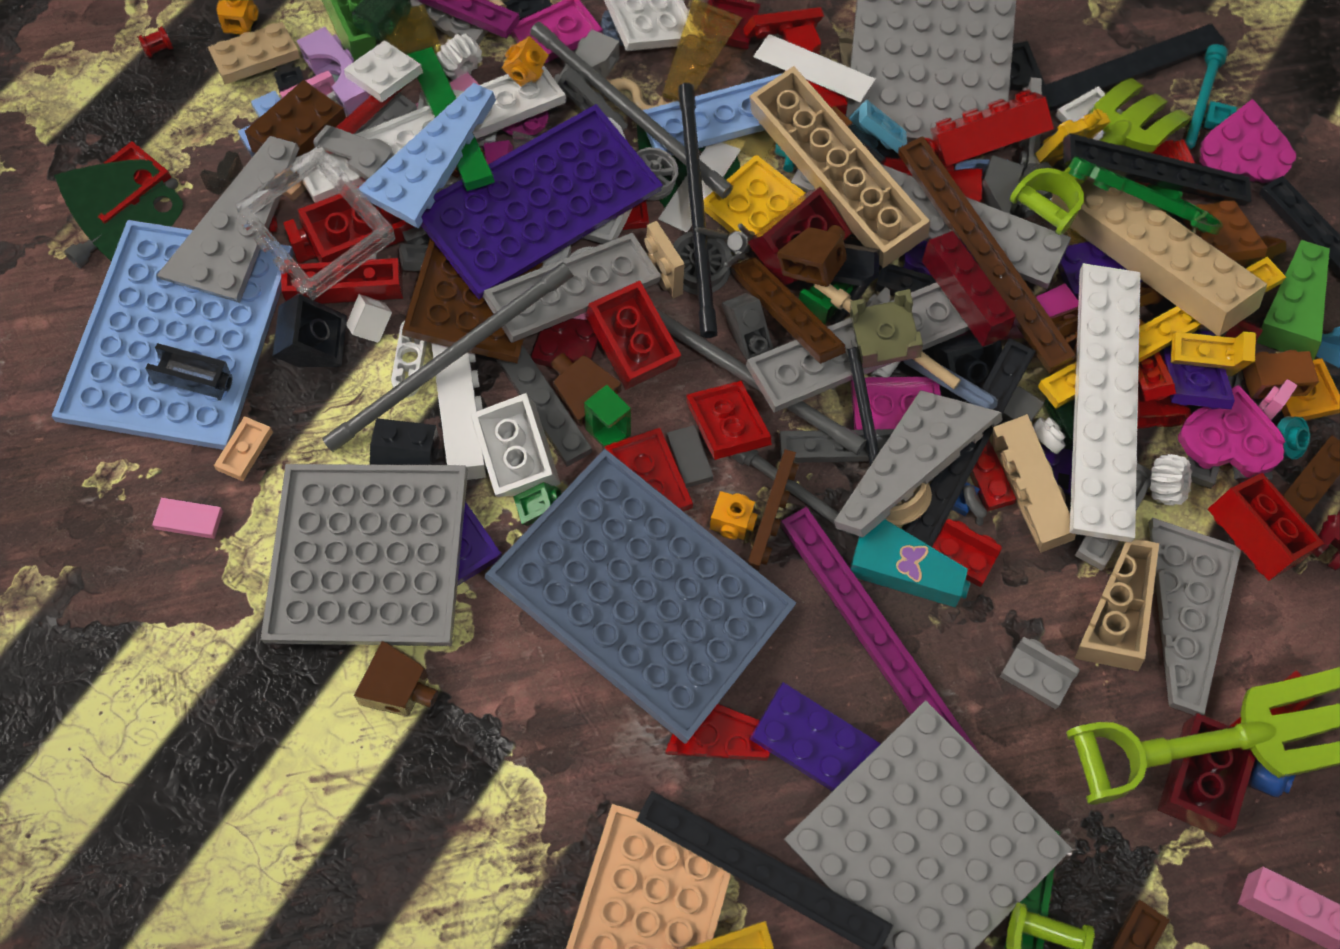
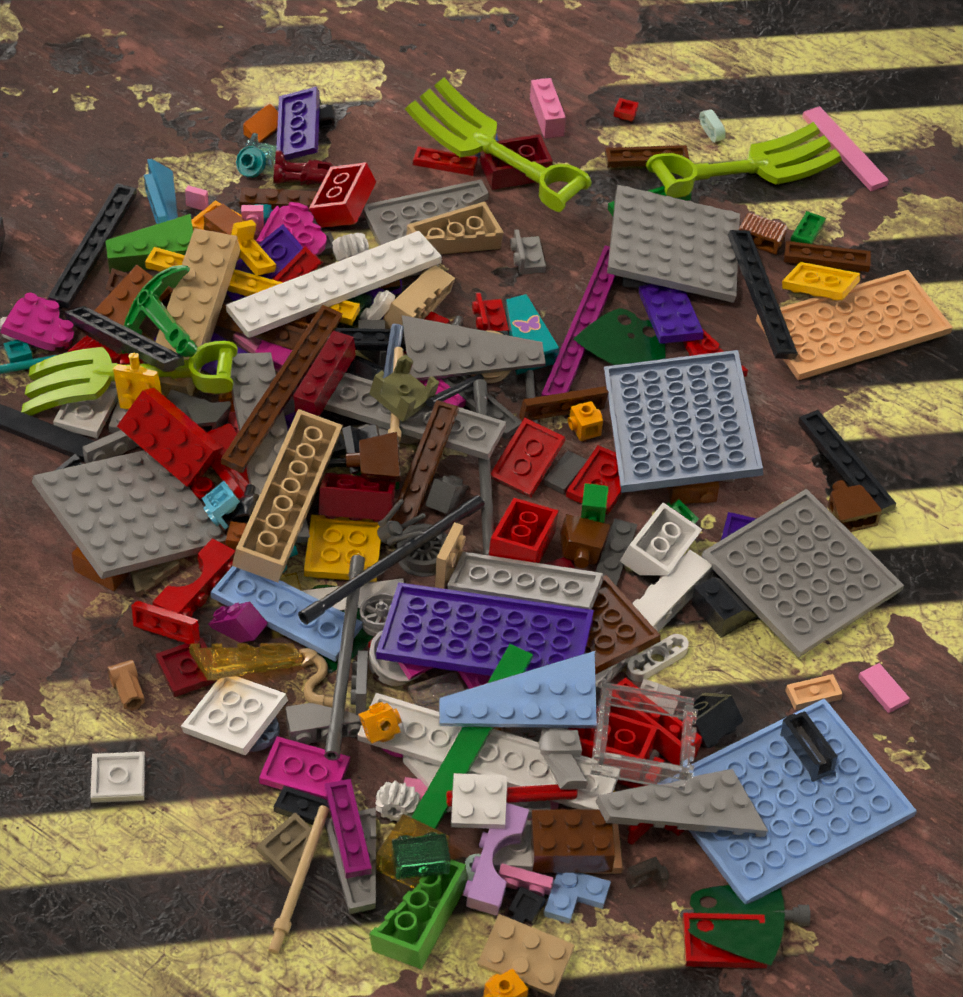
camera: 130 degrees left, 15 degrees down
(349, 429) = (557, 560): dark grey piece -> none
(455, 740) = (844, 458): none -> black plate
(738, 70) = (238, 621): none -> magenta slope
(815, 67) = (198, 573): white sticker -> none
(818, 640) = (610, 341): none -> dark green piece

